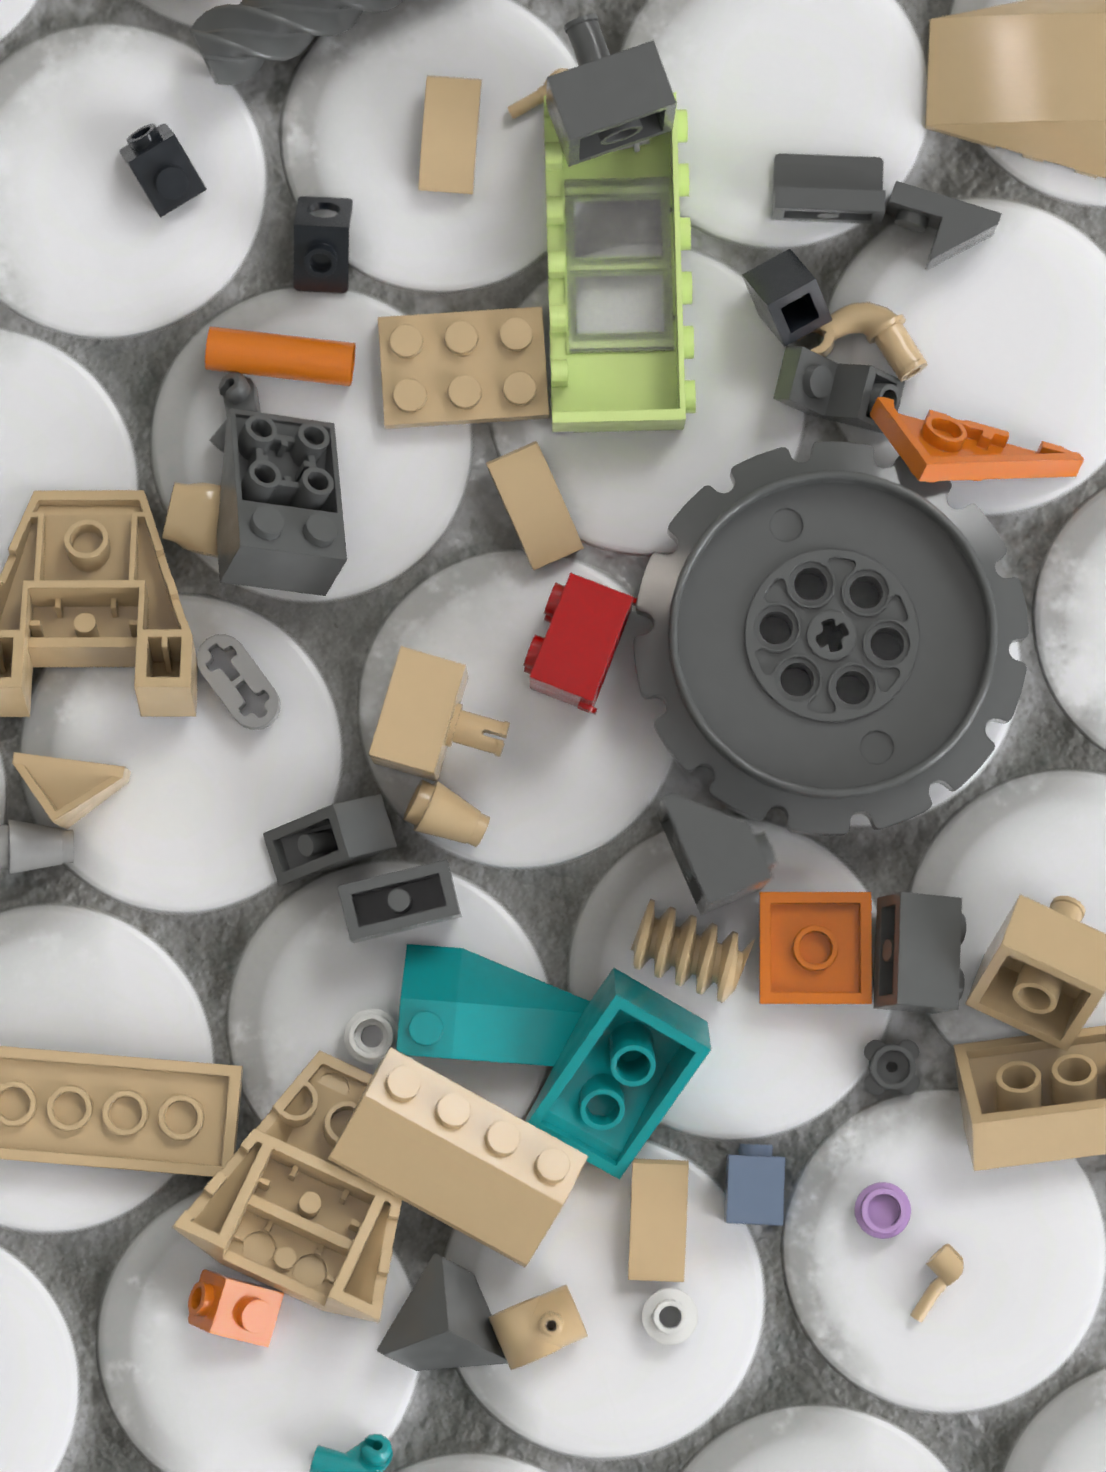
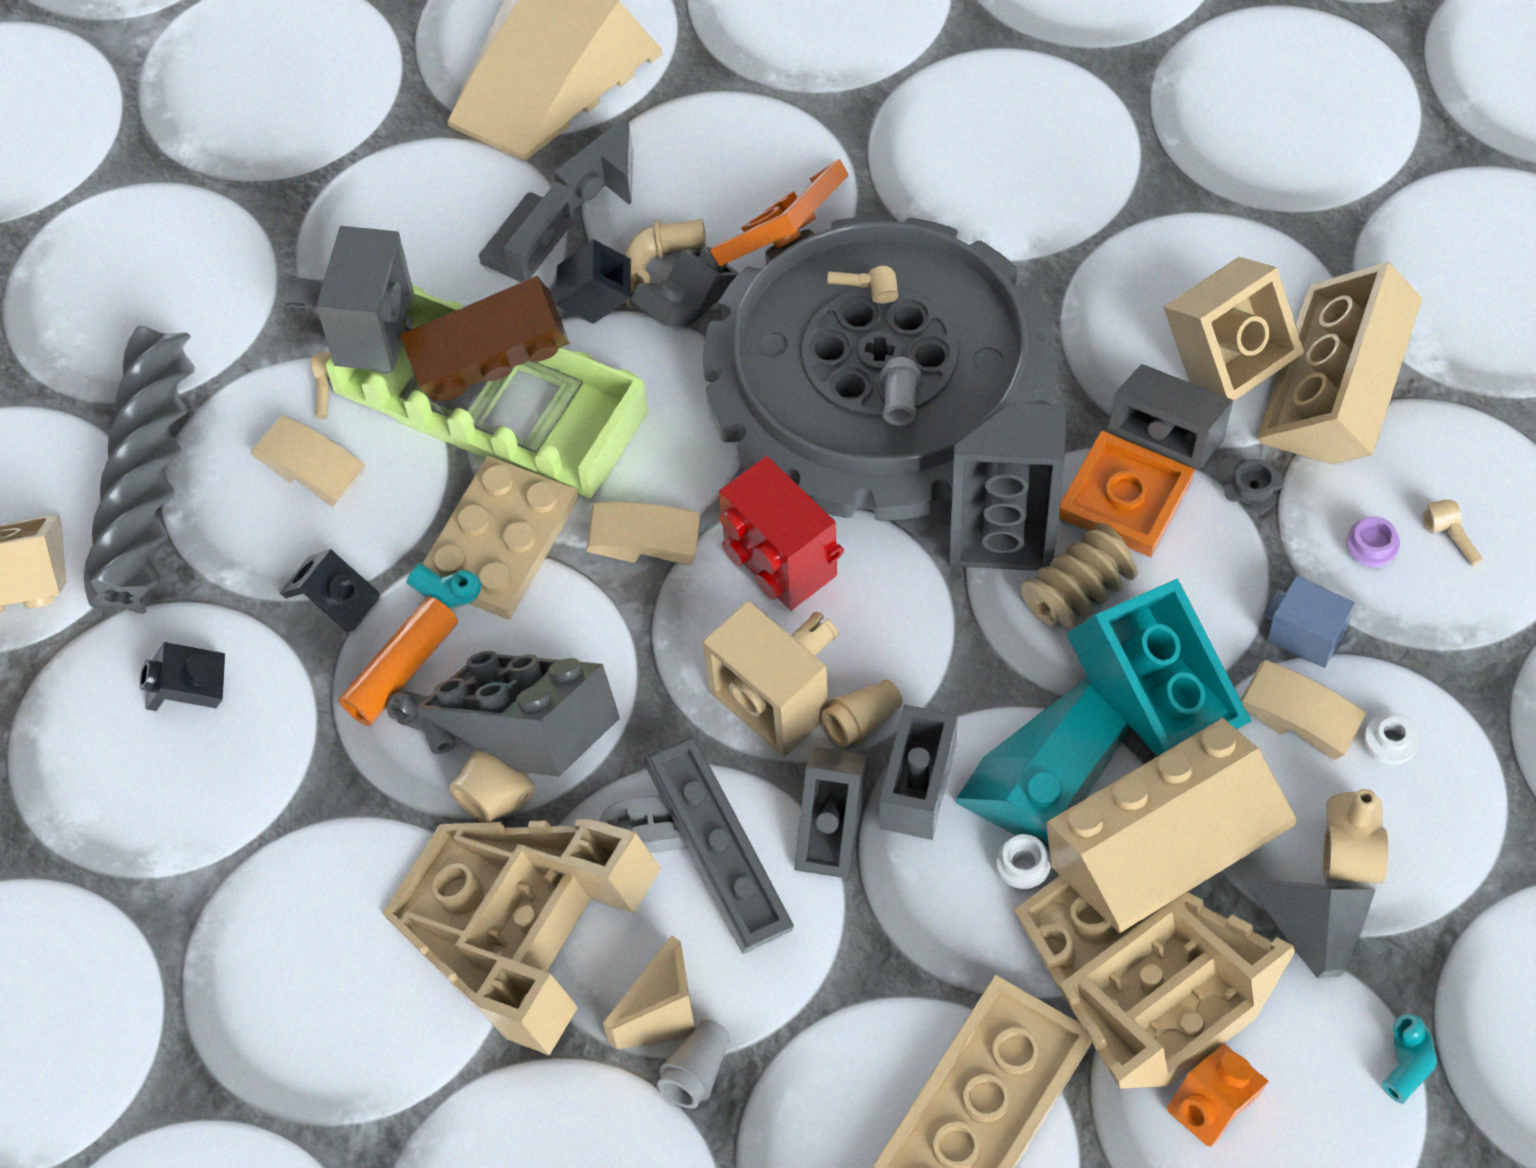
camera: 60 degrees left, 25 degrees down
(242, 755) = (718, 844): none -> dark grey tile
(369, 359) = (451, 590): none -> teal arm
(642, 242) = (485, 340): none -> reddish brown brick
(773, 687) = (900, 382): none -> light grey pin
(899, 602) = (879, 279): none -> tan hand

